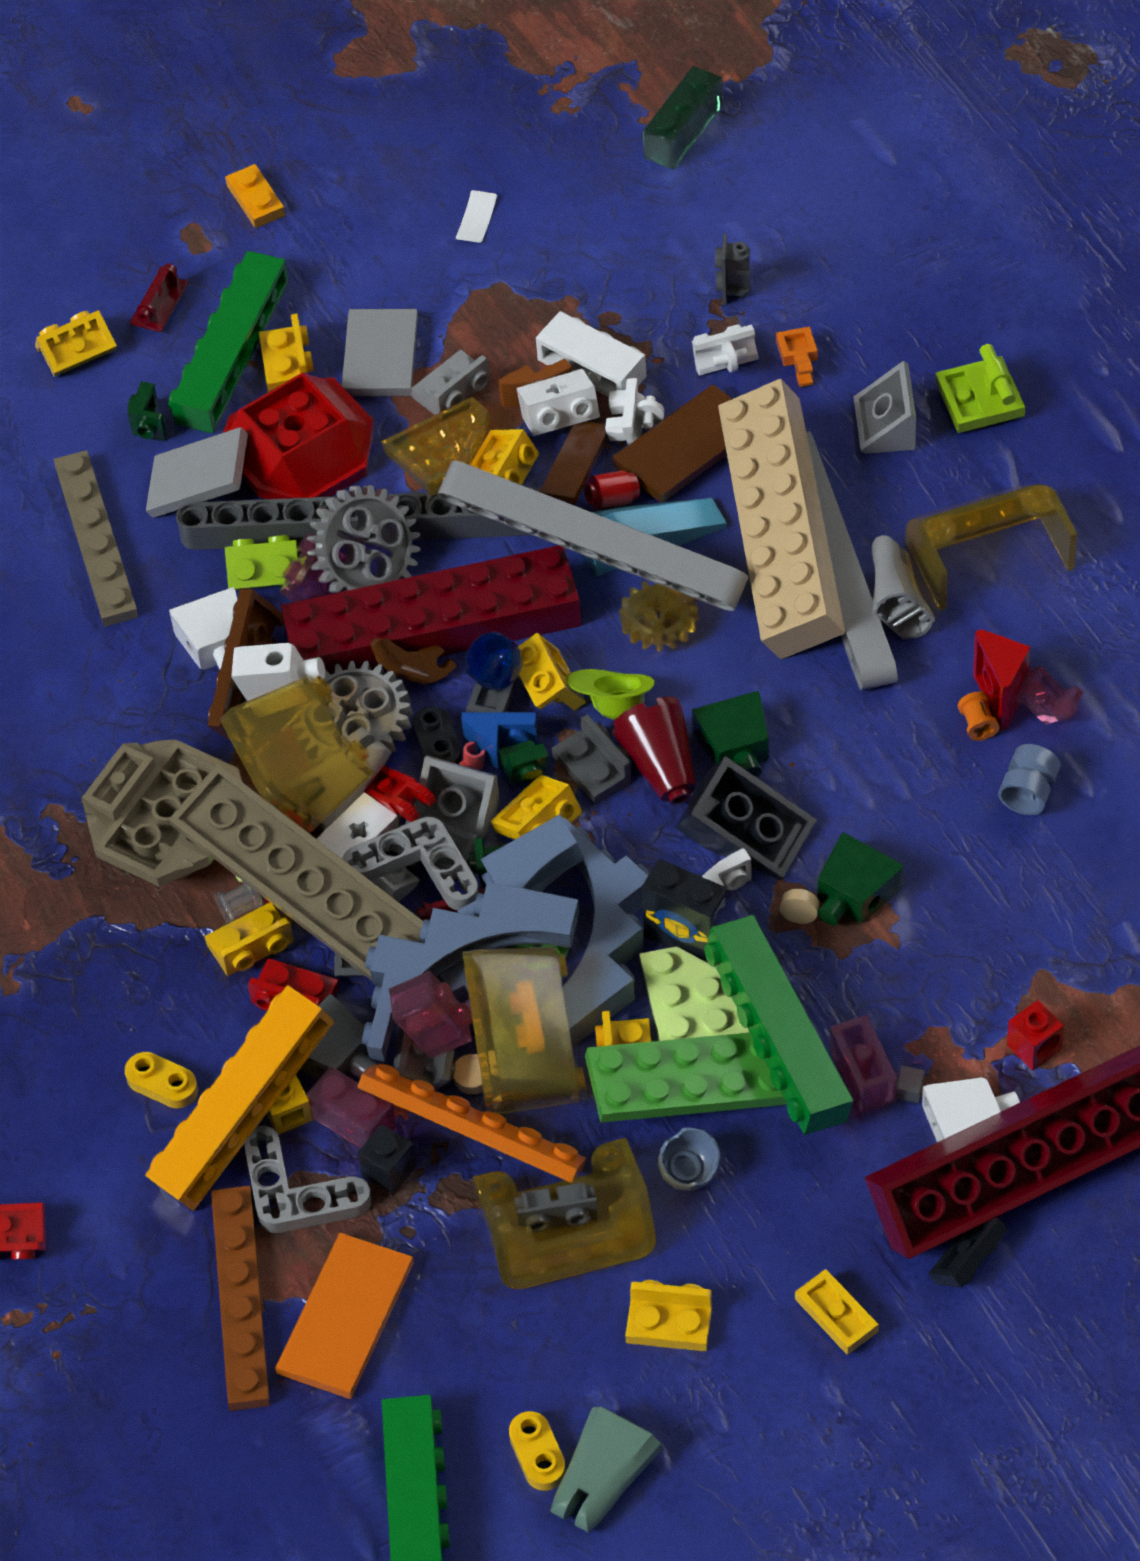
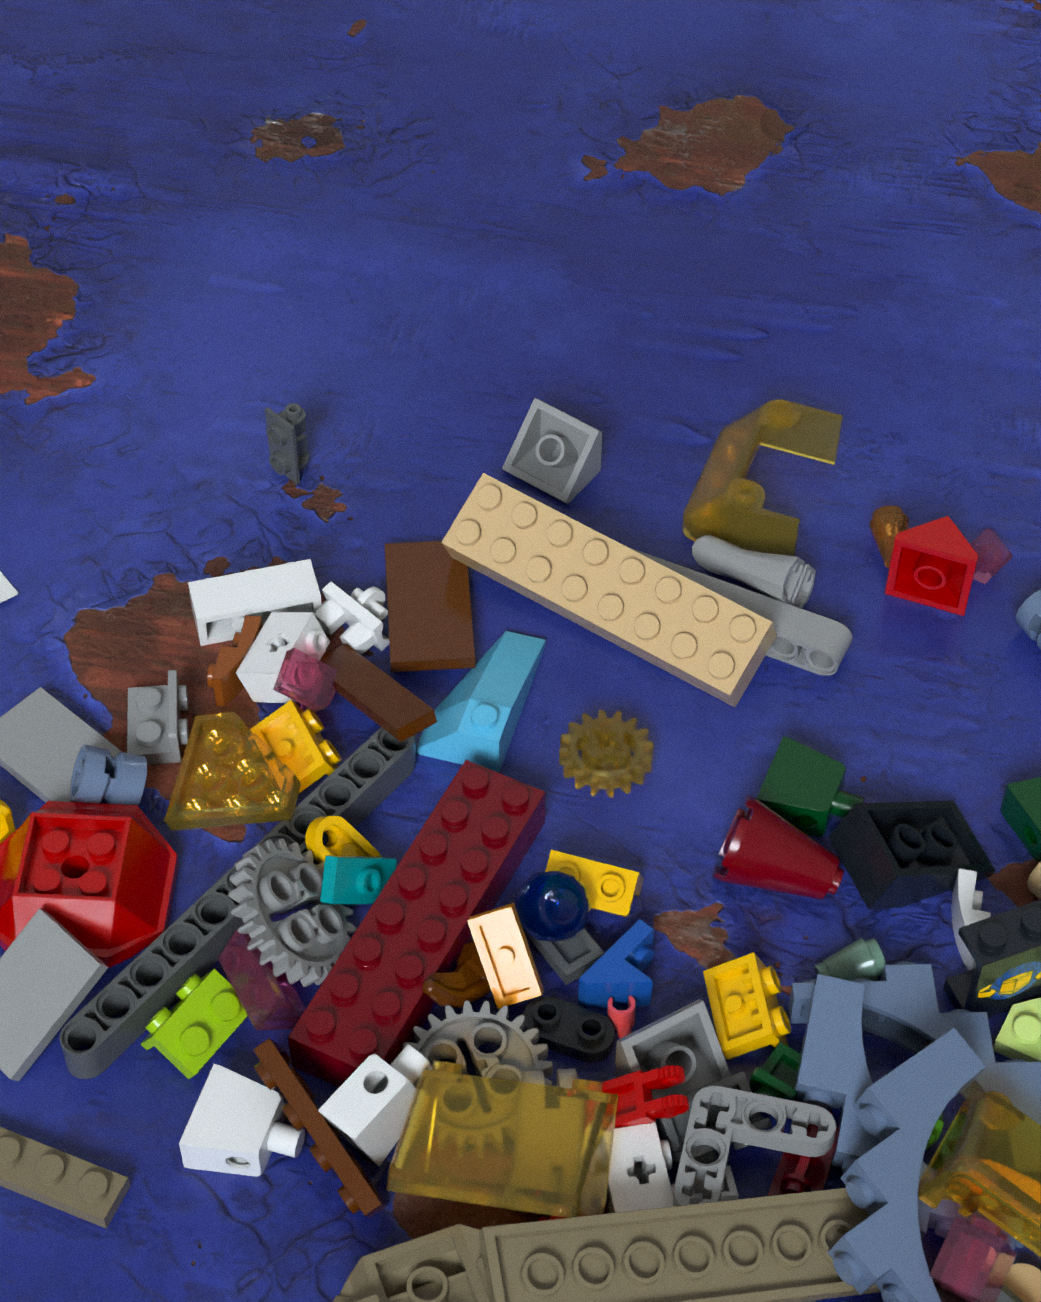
camera: 55 degrees left, 5 degrees down
(385, 399) = (108, 778): none -> sand blue wheel
(418, 554) = (355, 878): none -> teal plate
(438, 538) = (342, 839): none -> yellow plate
(443, 667) = (505, 955): none -> plate
(523, 761) = (677, 977): dark green bracket -> none
(542, 425) = (306, 680): none -> clear pink bracket
(593, 535) = (488, 727): light grey beam -> none
(594, 761) = (724, 917): dark grey bracket -> none
(611, 490) = (430, 682): red brick -> none
(611, 691) = (667, 845): lime piece -> none
(622, 844) = (854, 961): none -> sand green cone
(683, 117) = (75, 367): clear green brick -> none
(724, 349) = (360, 509): white hips -> none
(798, 349) = (416, 464): orange plate -> none
(978, 716) = (946, 614): orange bush -> none
(980, 392) = (599, 386): lime plate -> none
(1028, 632) = (884, 527): none -> clear orange cone

